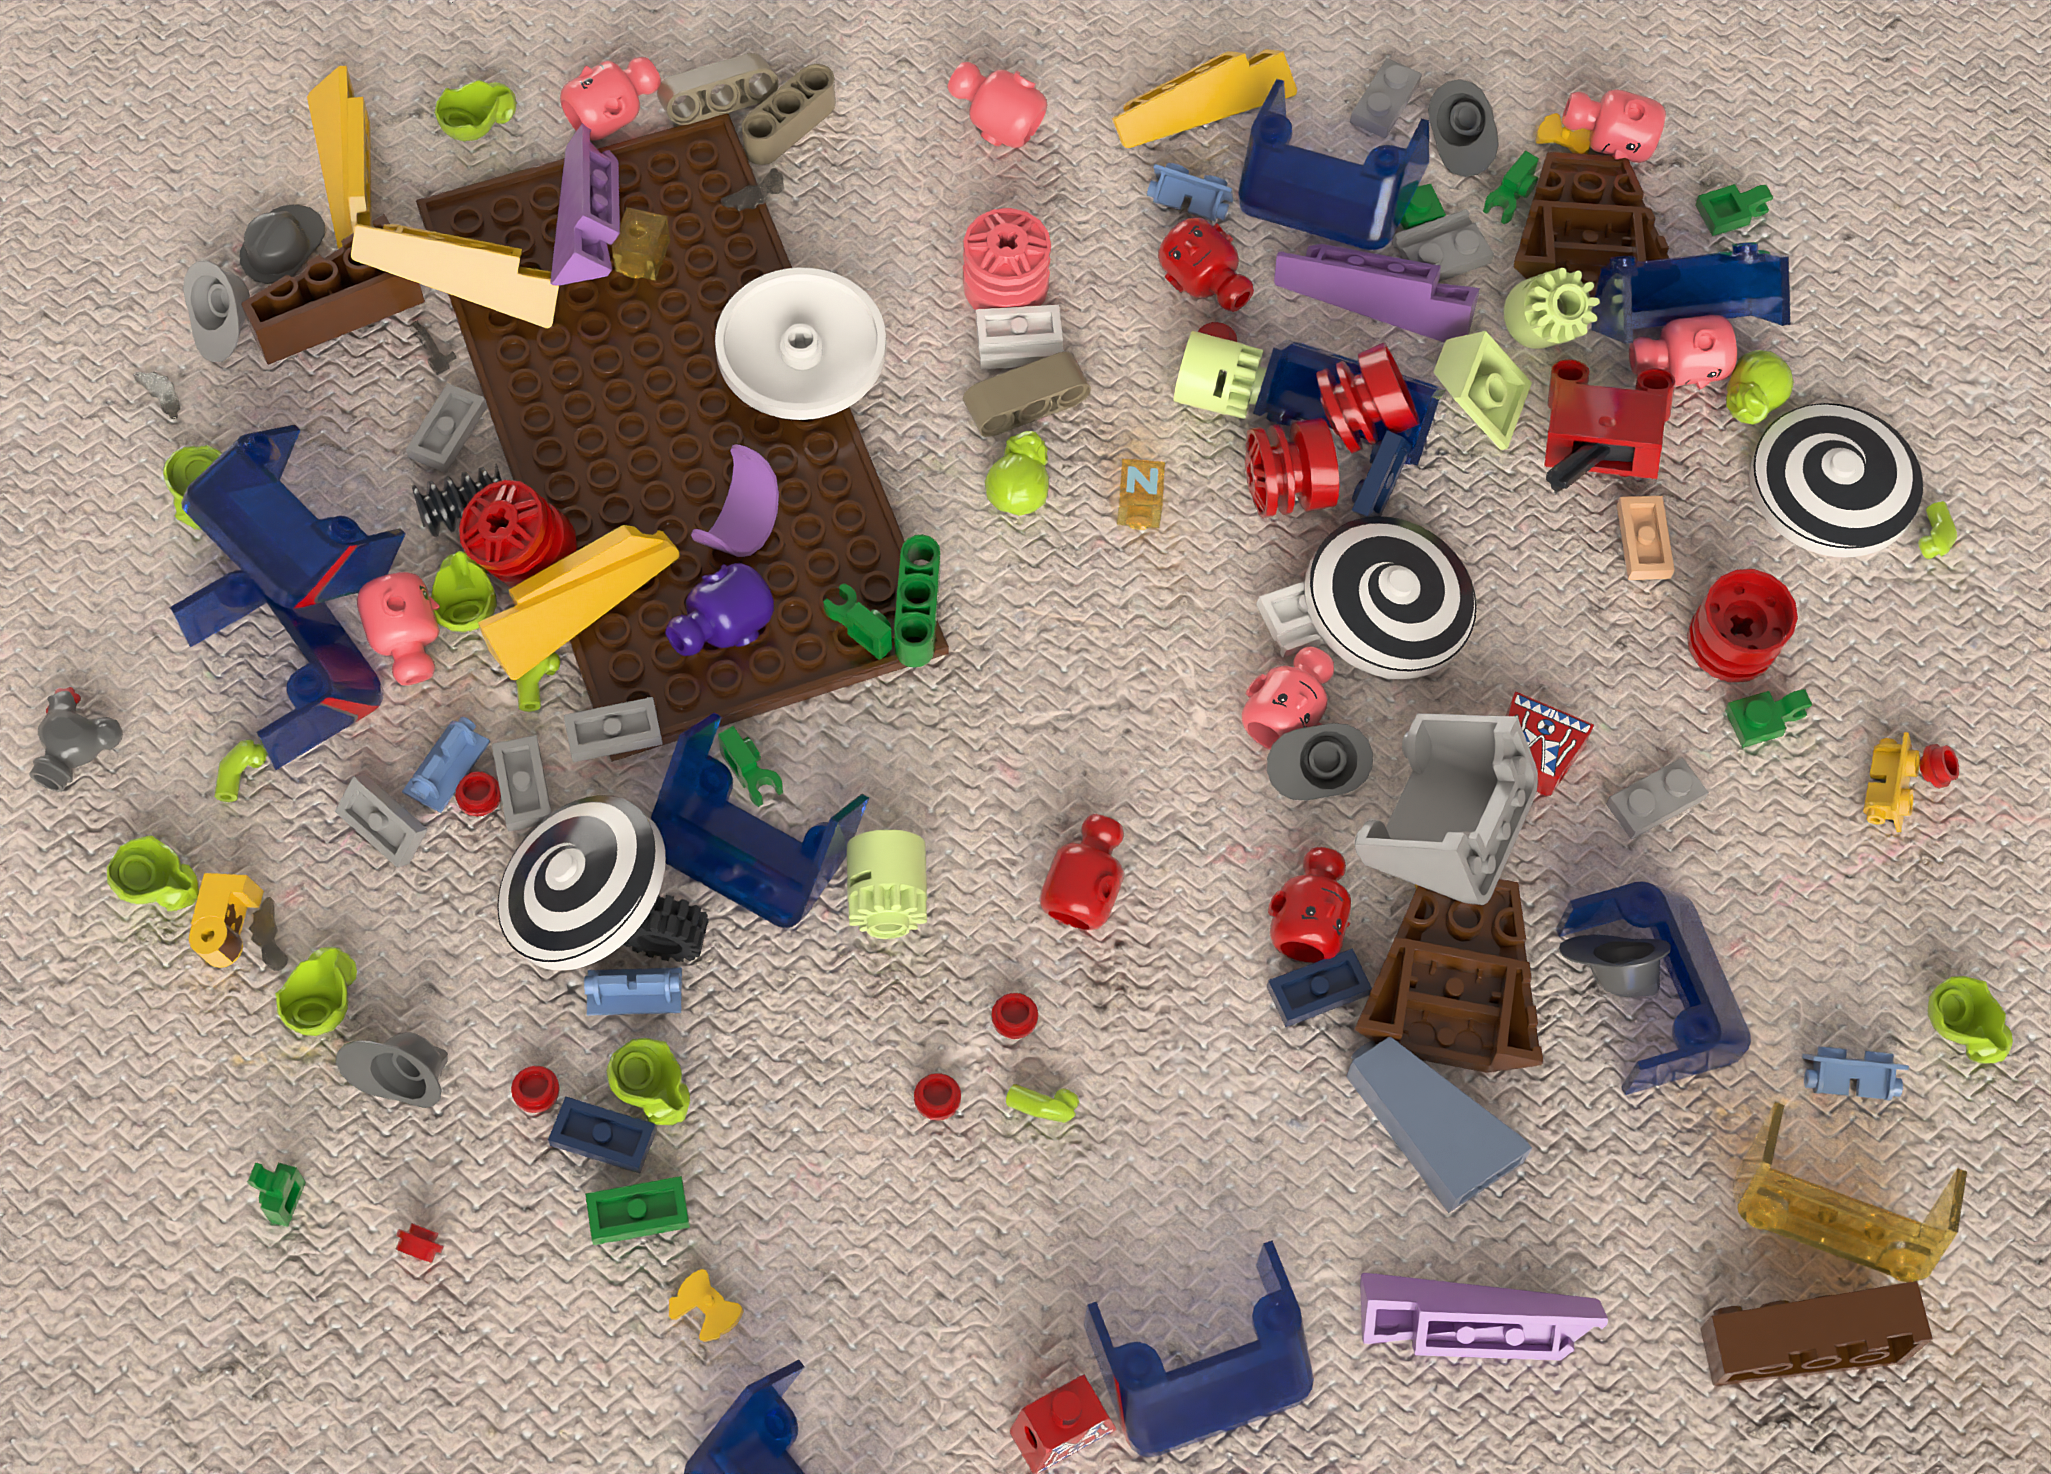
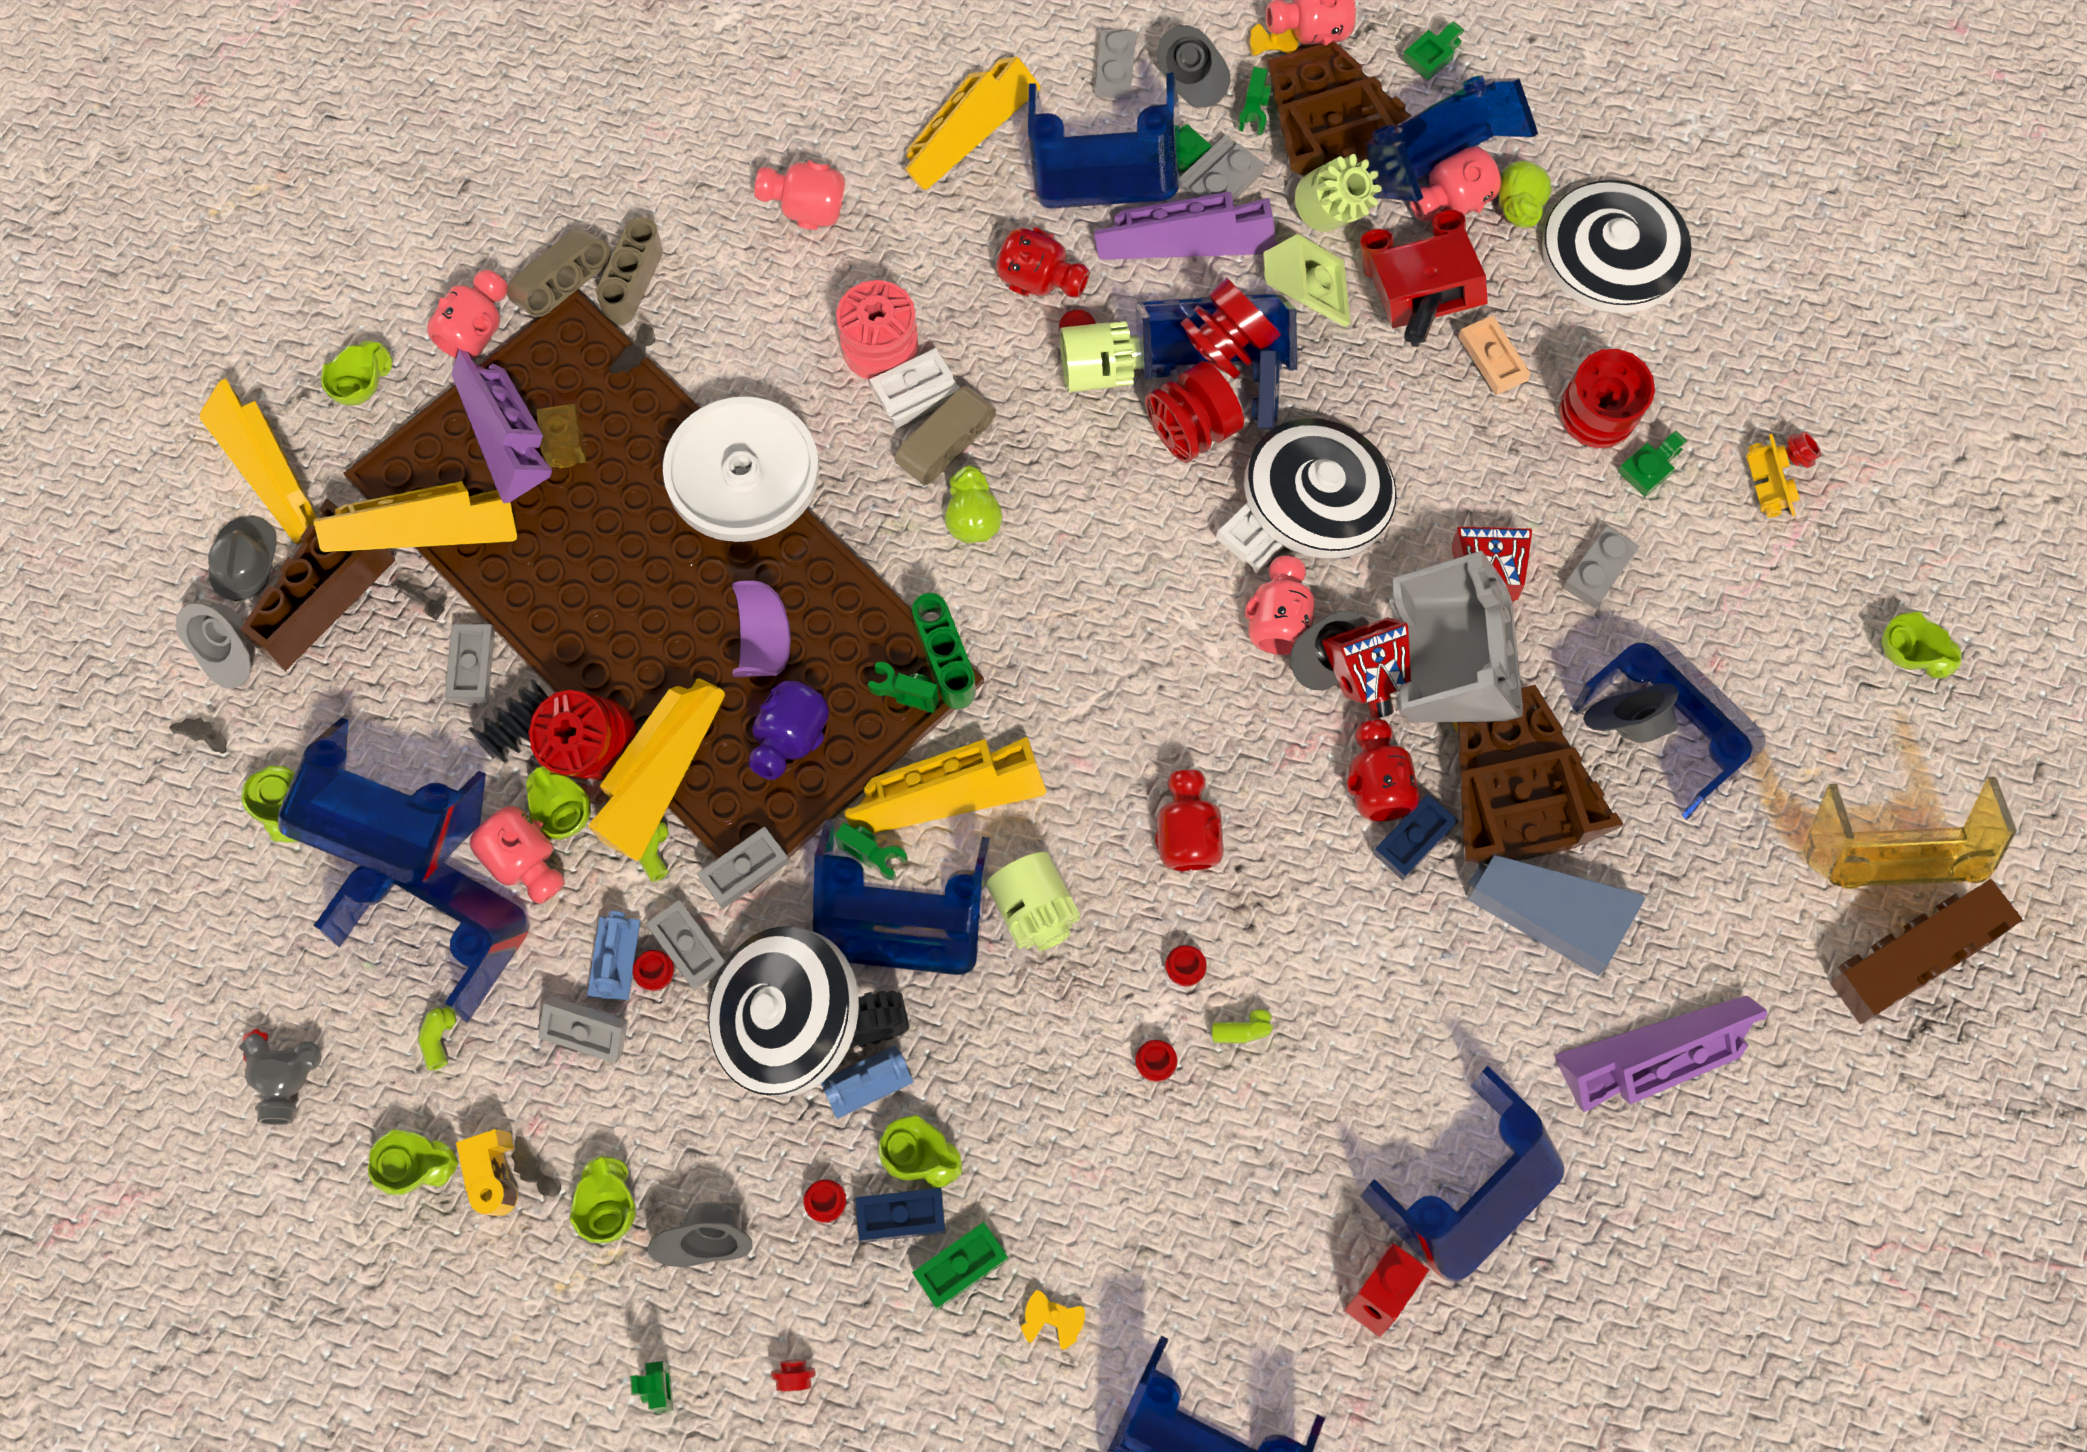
camera: 20 degrees left, 5 degrees up
(861, 738) = (949, 786): none -> yellow wedge
(1141, 493) = (1079, 482): clear yellow brick -> none
(1206, 193) = (1009, 203): medium blue hinge -> none
(1353, 789) = (1371, 663): none -> red torso
(1874, 1074) = (1837, 730): medium blue hinge -> none
(1942, 534) = (1716, 254): lime arm -> none

